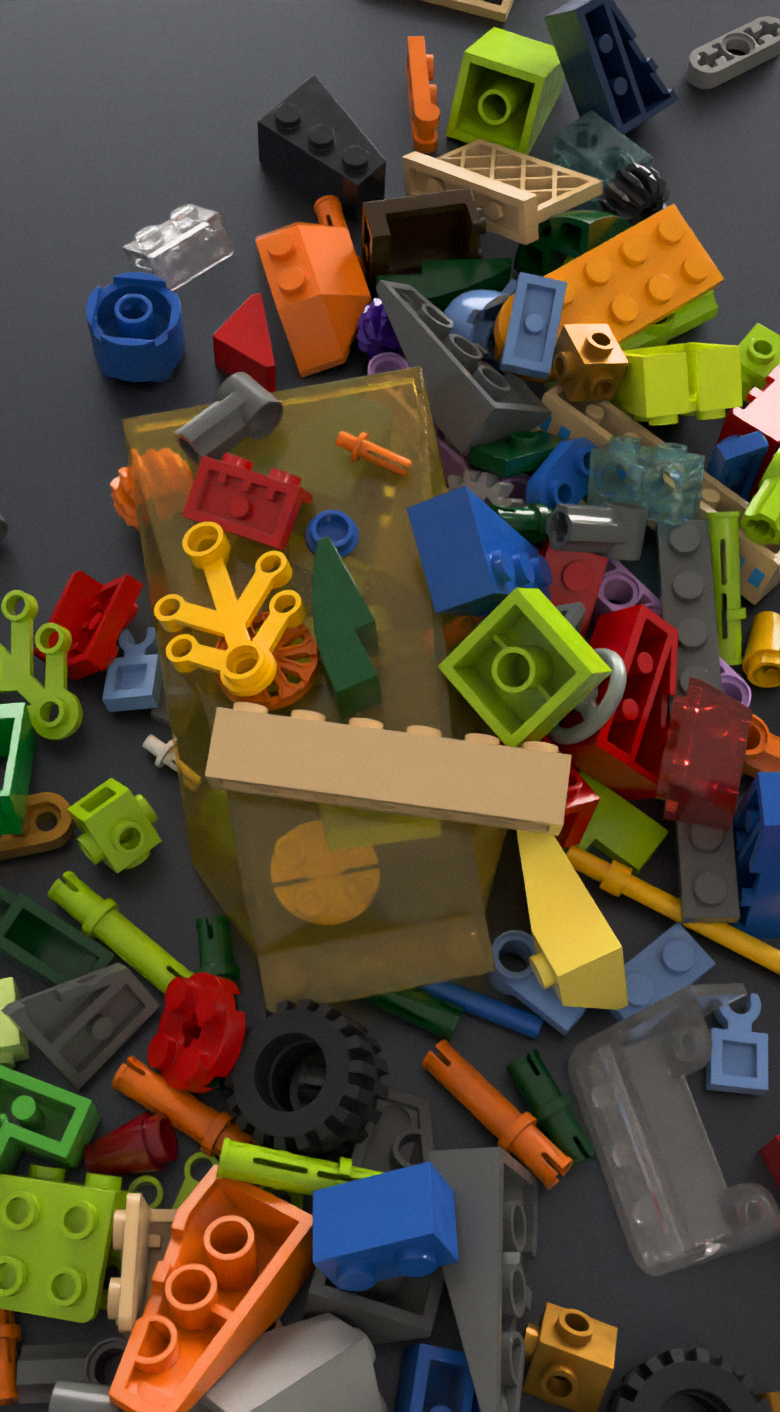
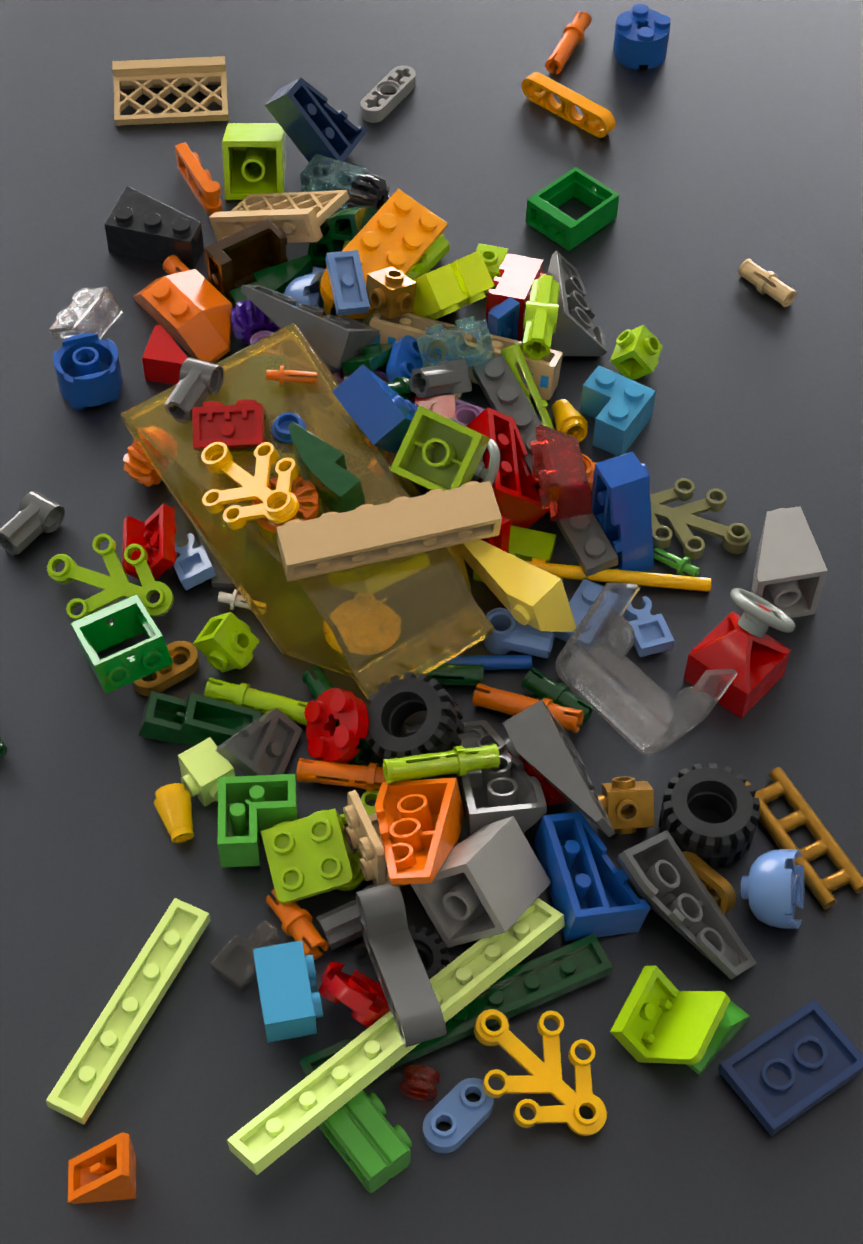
camera: 20 degrees left, 10 degrees down
(134, 1147) = (327, 796): dark red cone -> none
(384, 1227) = (497, 759): blue brick -> none

